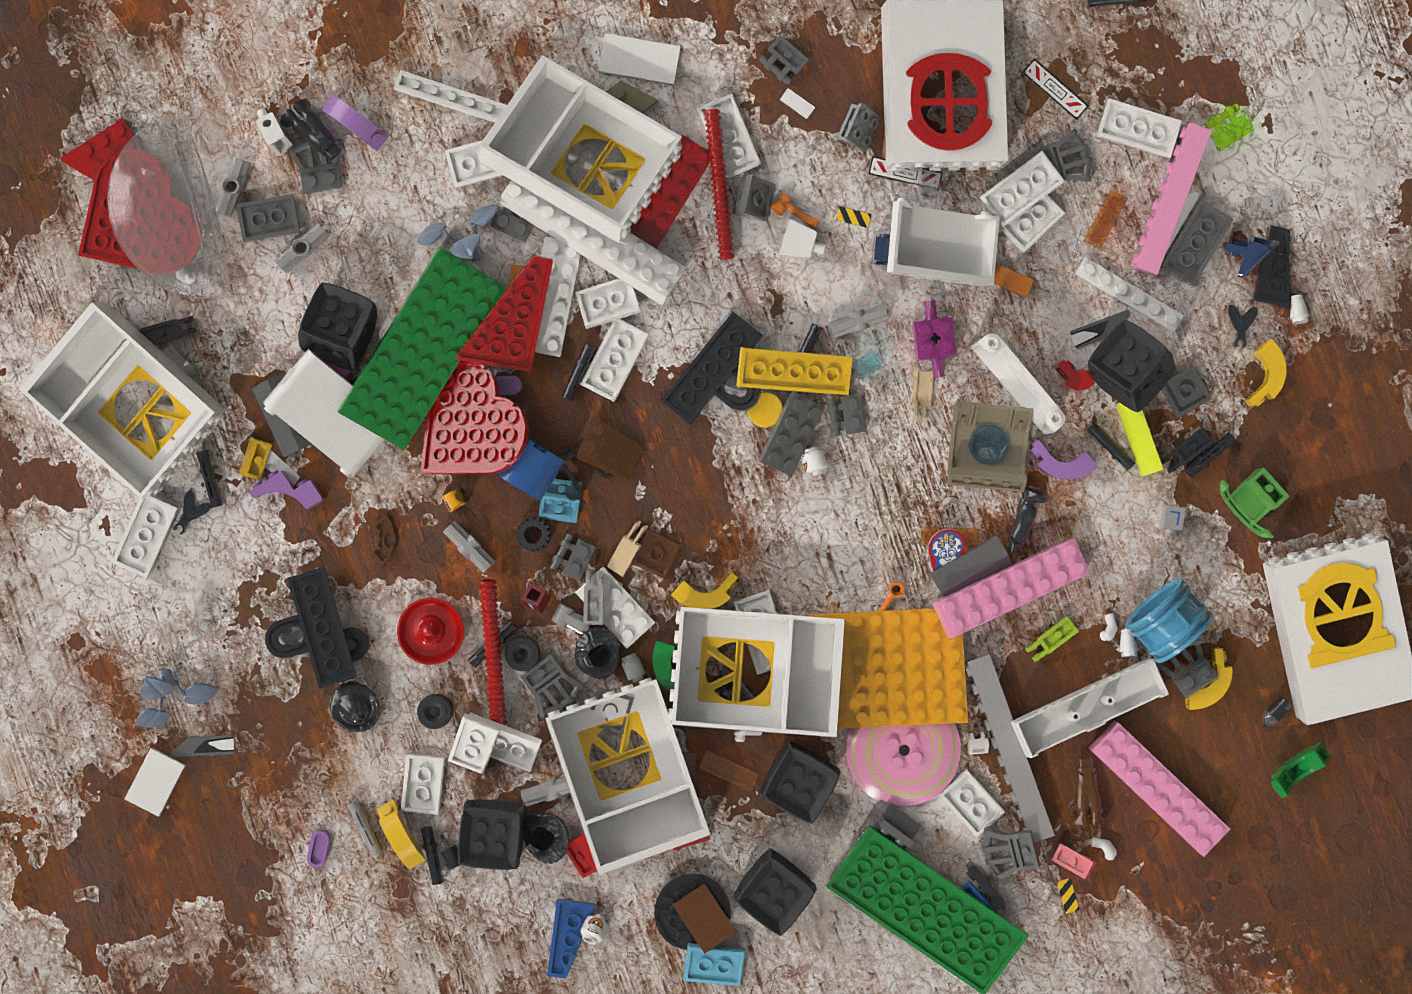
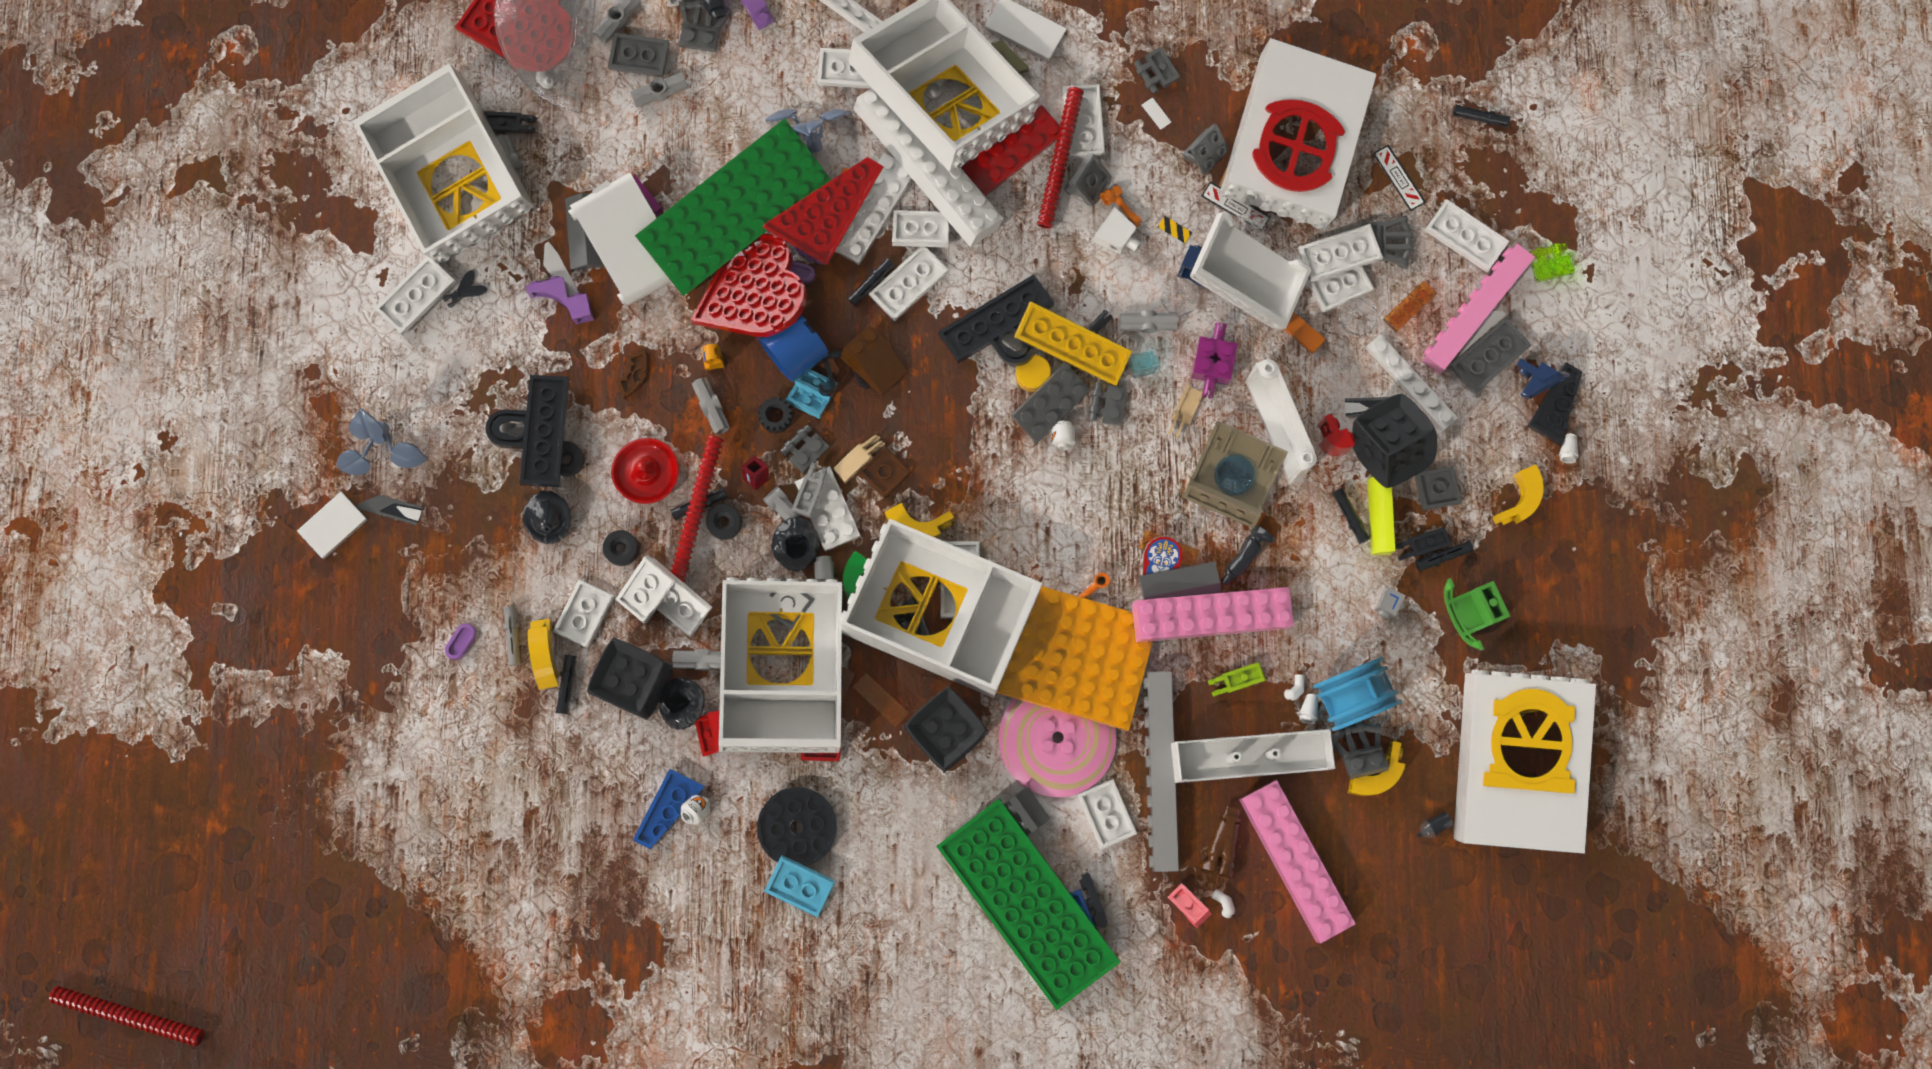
camera: 25 degrees right, 10 degrees down
(209, 478) = (495, 257): black pin -> none
(255, 458) = (544, 261): yellow slope -> none
(338, 325) = (664, 161): black piece -> none
(449, 852) = (581, 684): black piece -> none
(512, 225) = (857, 134): dark grey plate -> none
(544, 675) = (736, 549): dark grey plate -> none
(704, 918) = (806, 834): reddish brown tile -> none
(740, 734) = (909, 667): white arm -> none
(774, 892) = (883, 829): black piece -> none
(978, 746) = (1131, 758): white tile -> none
(1021, 848) = (1141, 873): dark grey plate -> none
(1068, 896) = (1172, 940): sticker -> none
(1076, 468) = (1297, 522): medium lavender arch -> none
(1241, 325) = (1511, 446): black piece -> none
(1299, 767) = (1443, 888): green arch -> none

